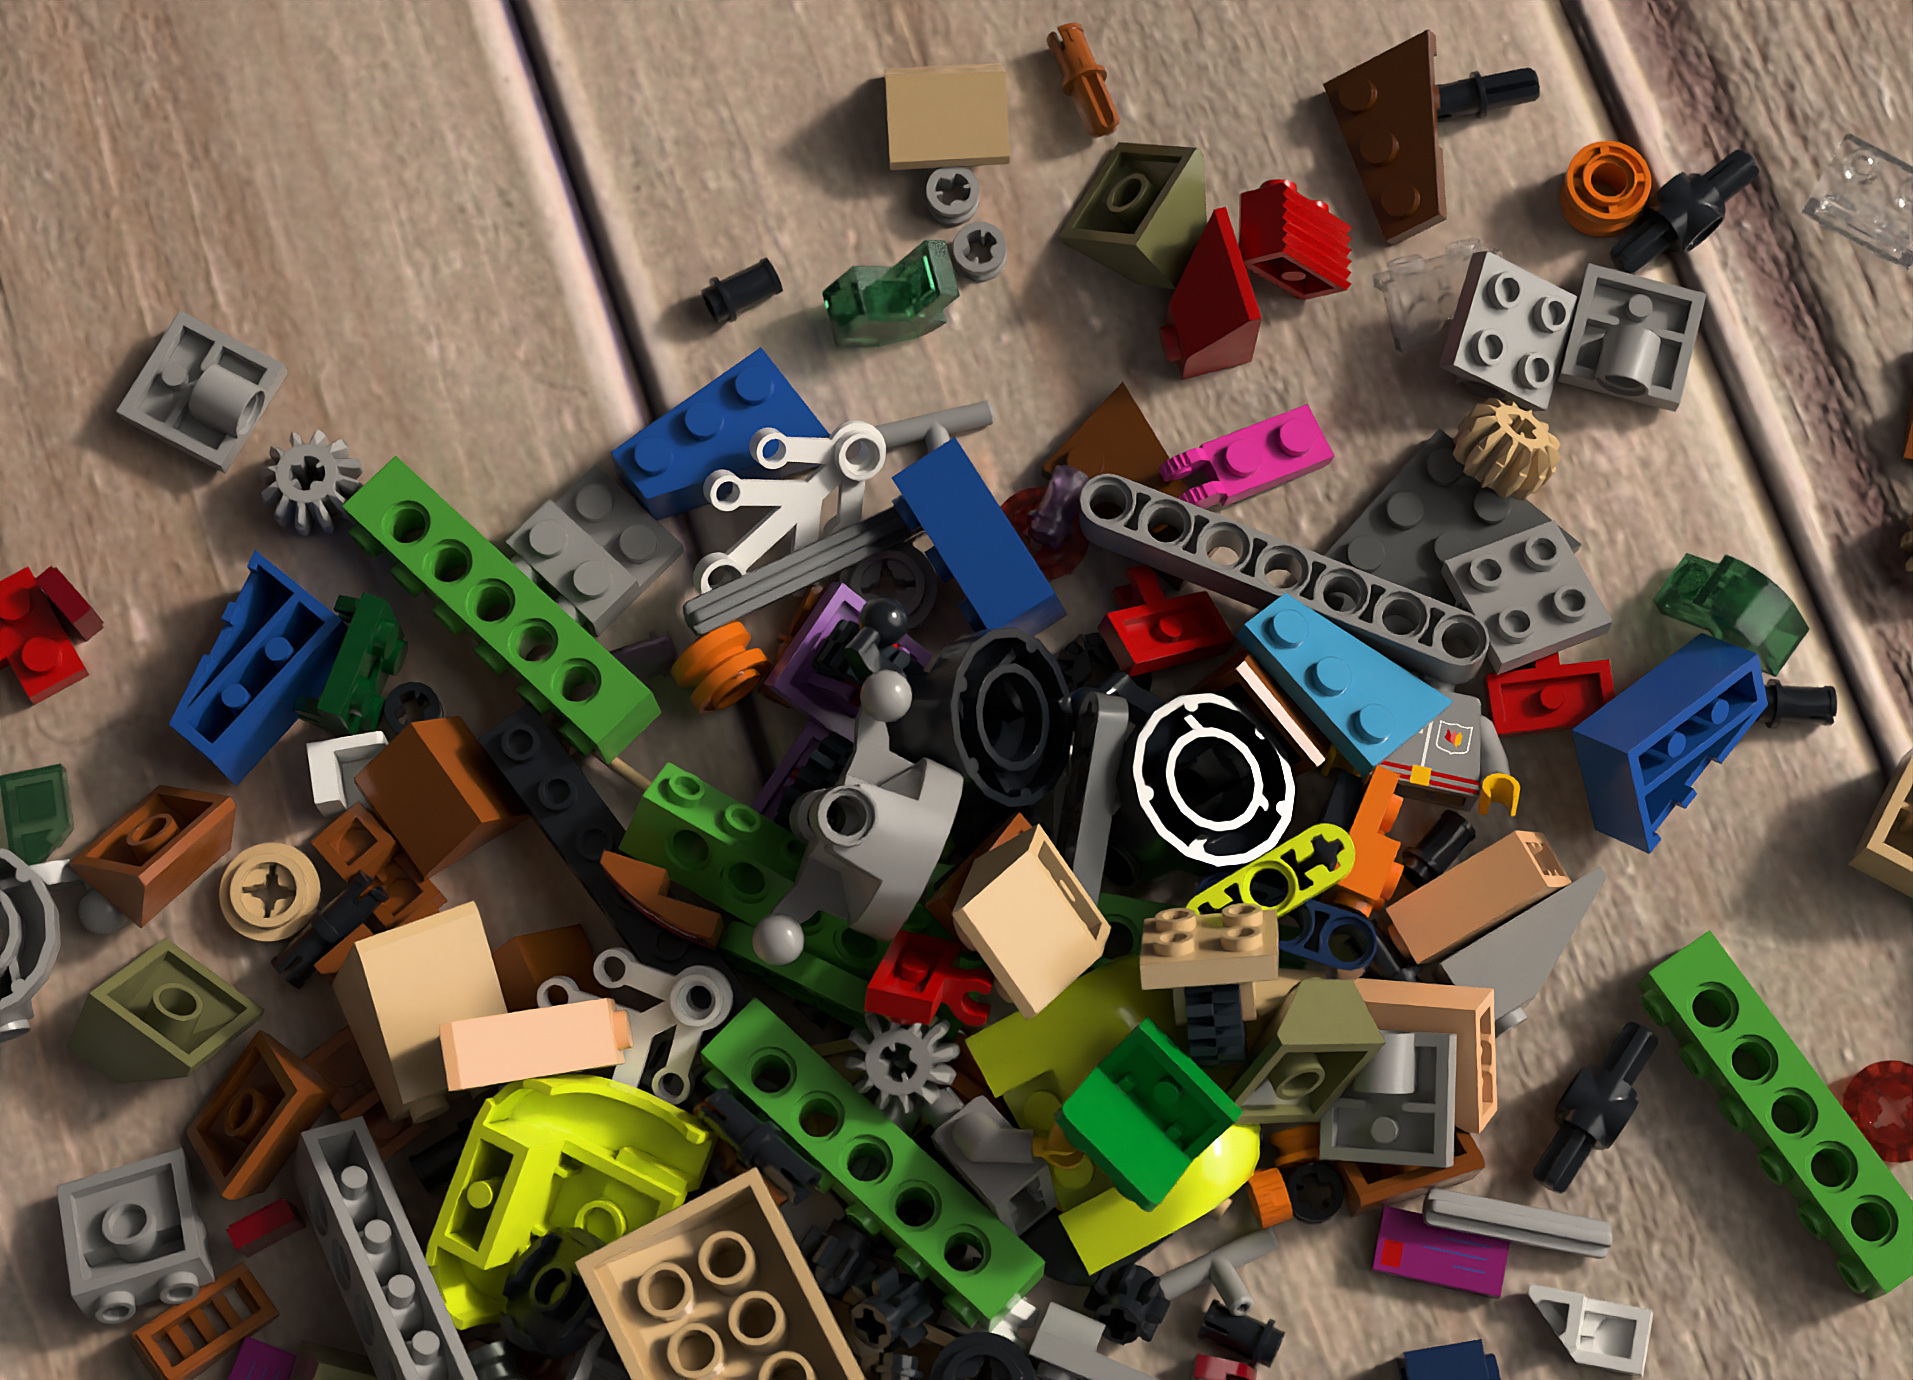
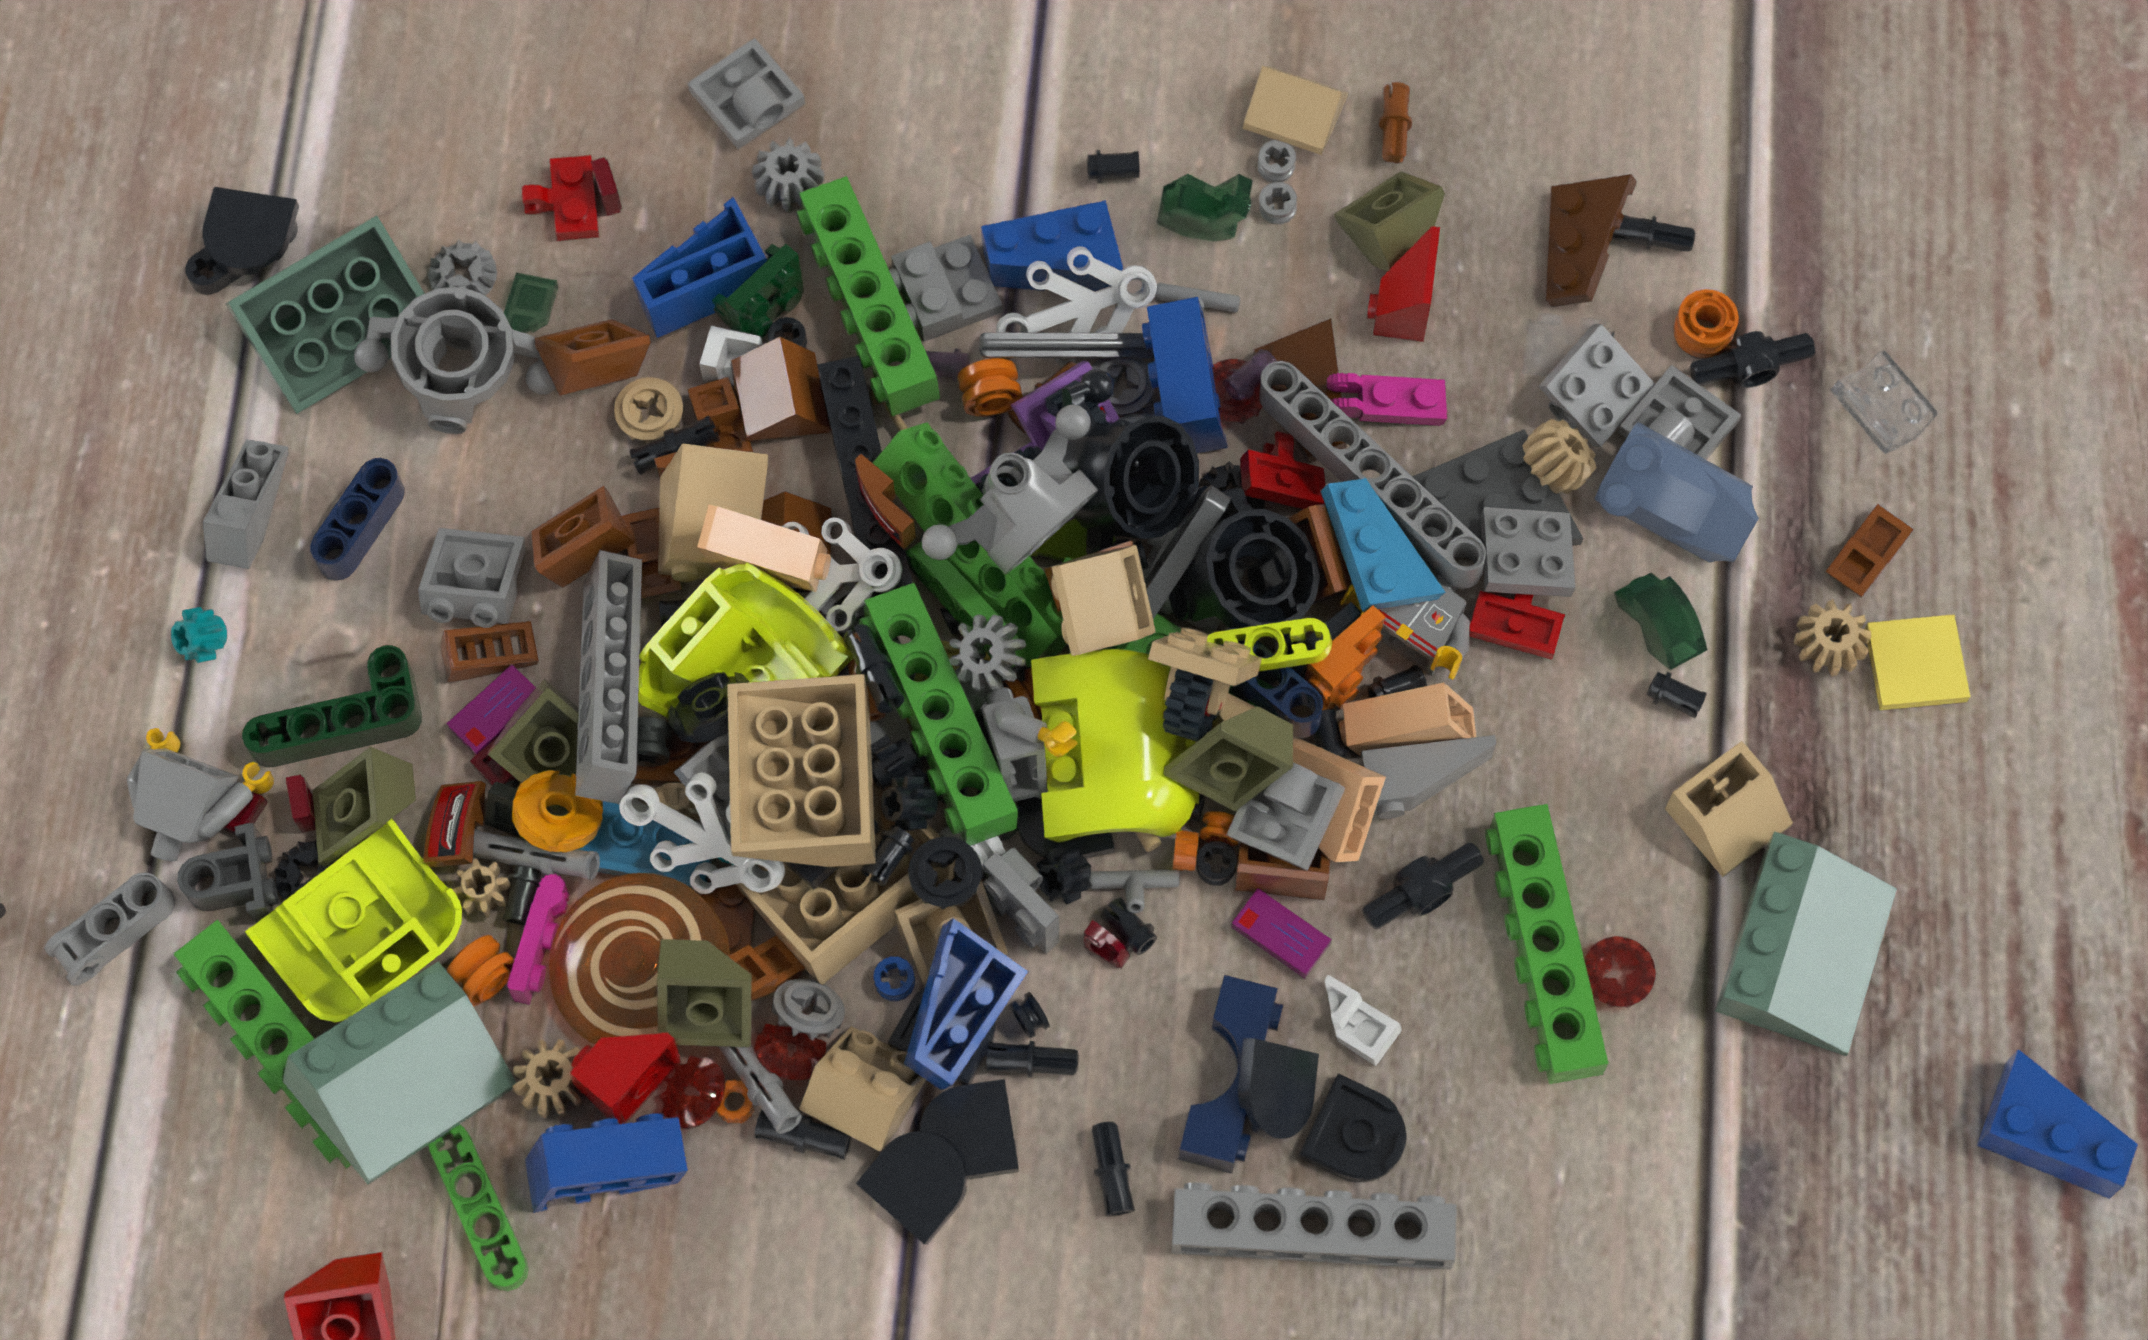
camera: 25 degrees right, 5 degrees down
(160, 1018) = (546, 452): olive slope -> none
(265, 1227) = (553, 604): dark red tile -> none
(922, 974) = (1017, 604): red plate -> none
(1145, 1114) = (1118, 741): green bracket -> none
(1293, 240) = (1480, 272): red brick -> none
(1516, 1223) = (1337, 933): light grey axle -> none
(1663, 733) = (1575, 672): blue wedge -> none
(1684, 438) = (1679, 496): none -> sand blue slope

